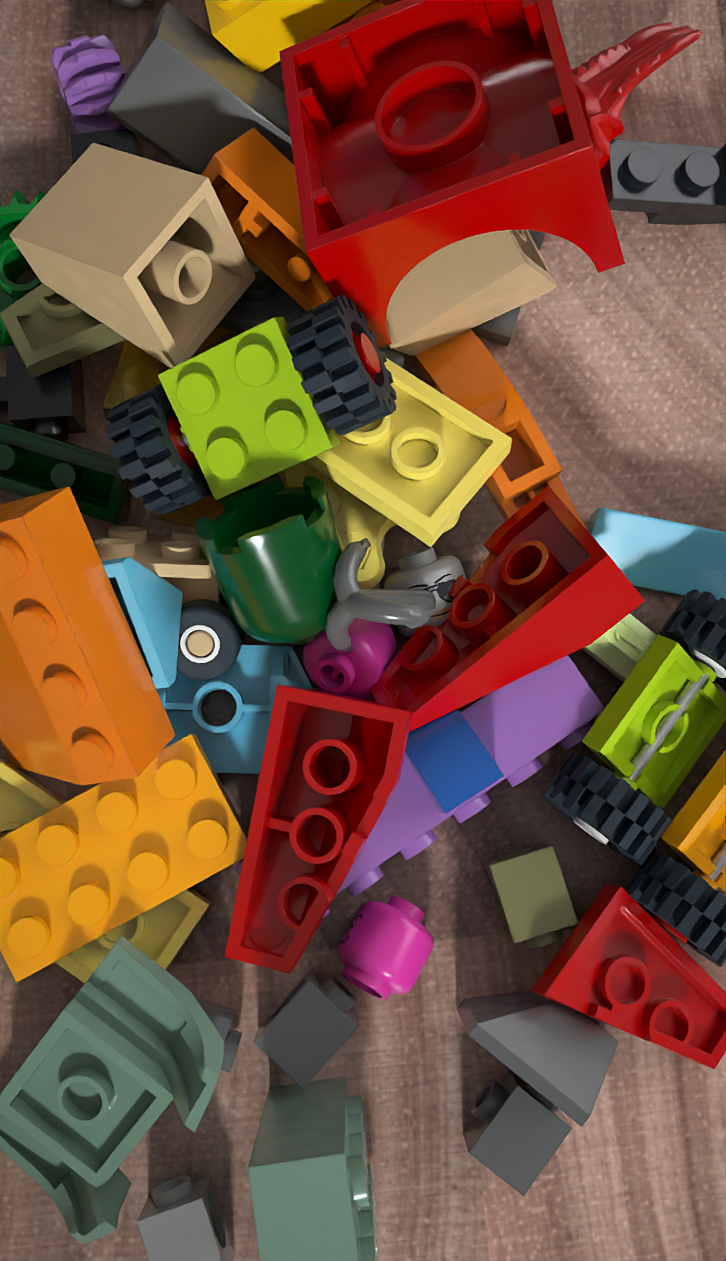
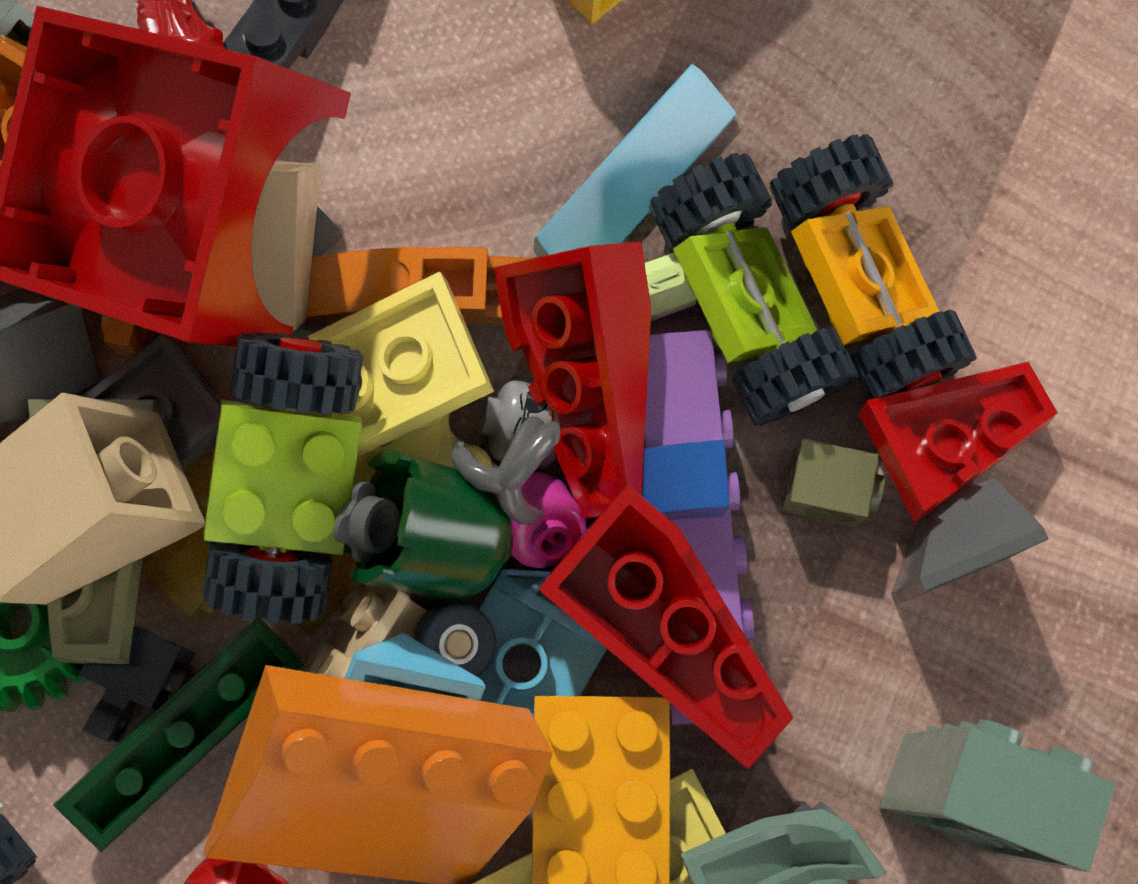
camera: 60 degrees left, 5 degrees down
(249, 502) = (367, 523): none -> dark grey plate
(264, 210) = (123, 363): orange slope -> none
(308, 1027) = (845, 738): dark grey brick -> none
(385, 947) = (812, 633): dark pink head -> none
(514, 1131) = (1023, 606): dark grey brick -> none

